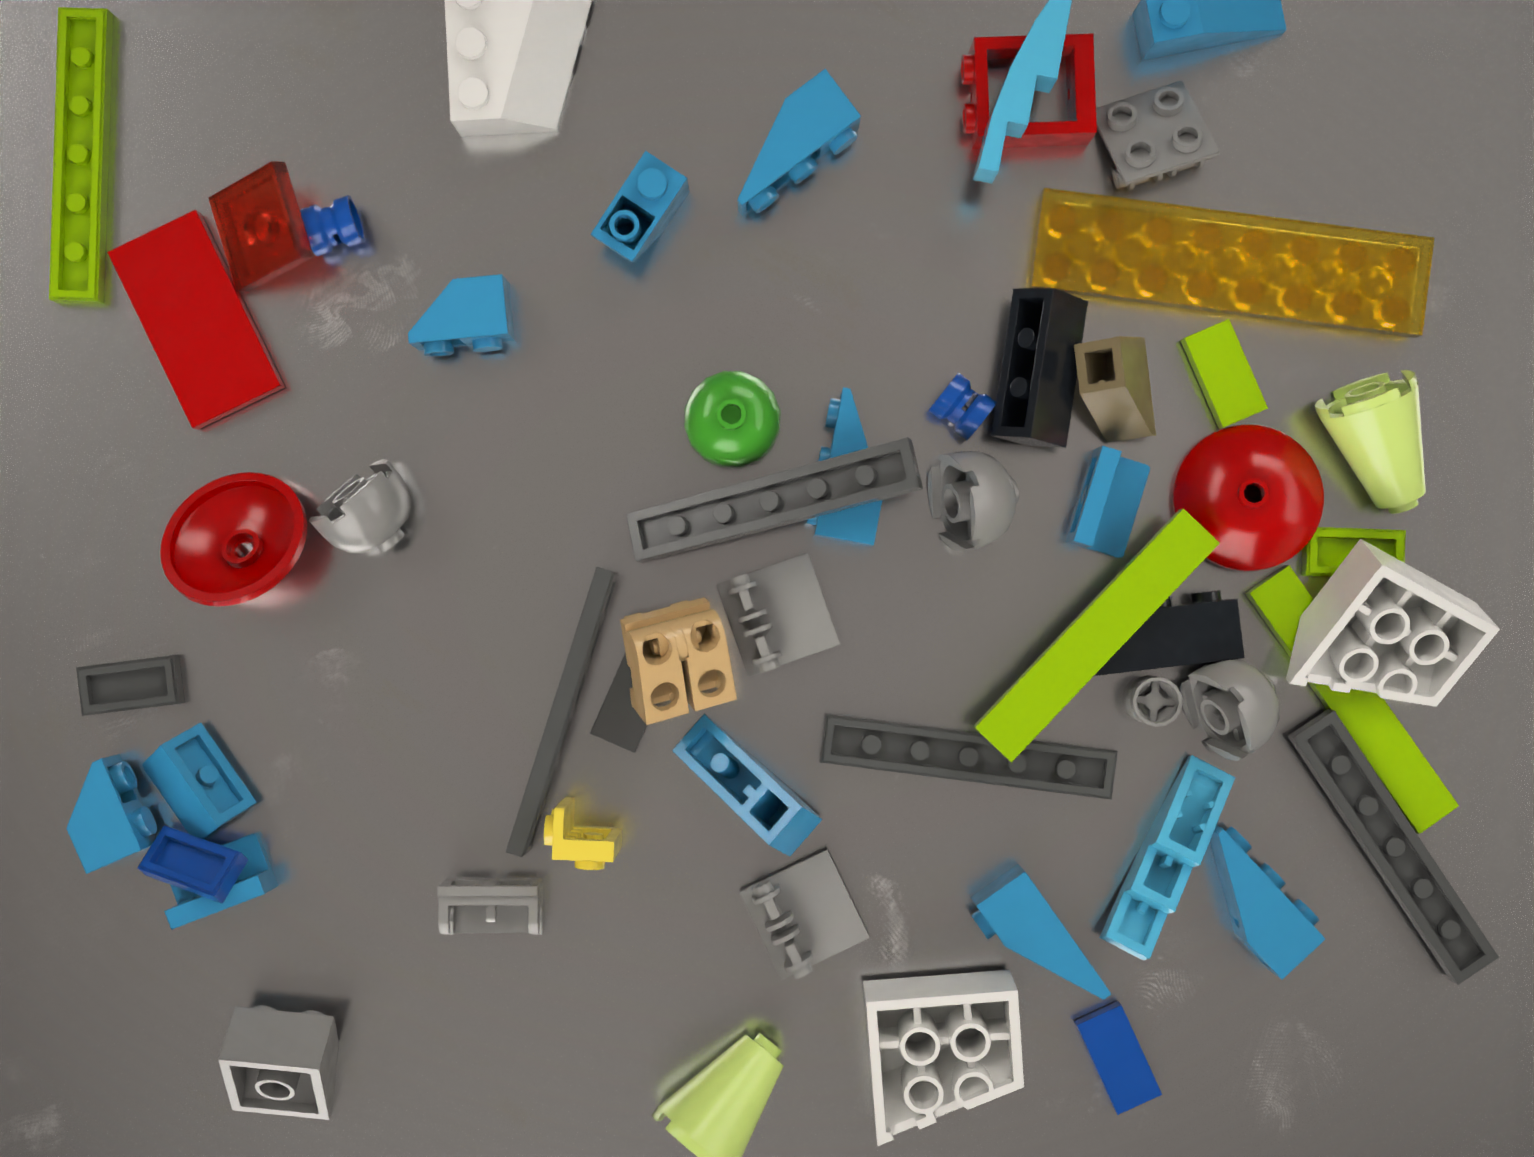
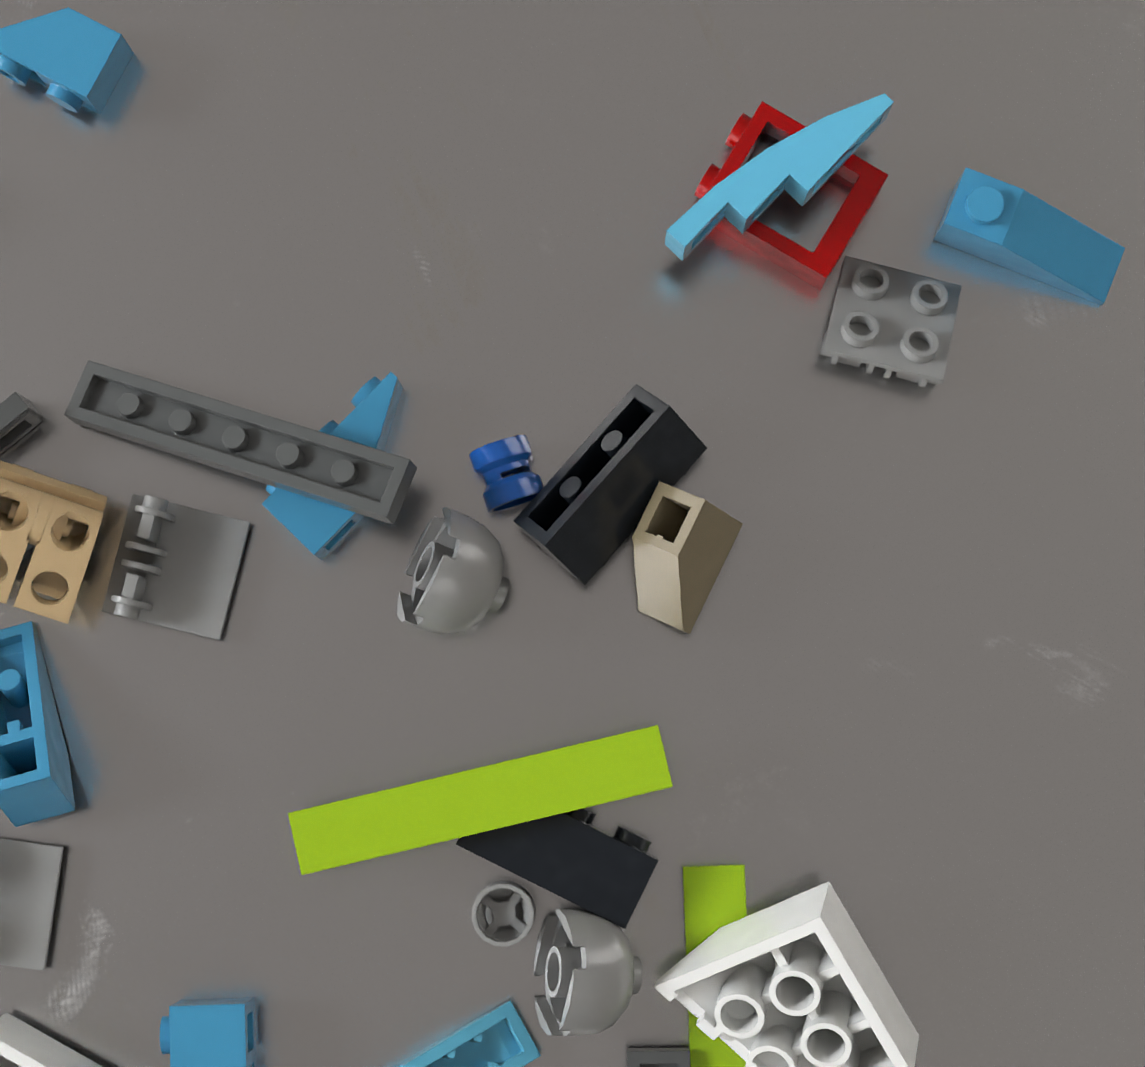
camera: 40 degrees right, 5 degrees down
(642, 208) = (308, 60): dark azure slope -> none
(732, 419) = (263, 334): bright green cylinder -> none
(806, 128) = (523, 89): dark azure slope -> none
(966, 756) = (264, 840): dark grey tile -> none
(1108, 503) = (597, 675): dark azure panel -> none
(1224, 374) = (807, 618): lime tile -> none
(1232, 262) = (889, 507): clear yellow plate -> none
(1249, 533) = (759, 808): red dish -> none
(1332, 545) = (799, 870): lime tile -> none
(1380, 437) = (924, 790): yellowish green cone -> none

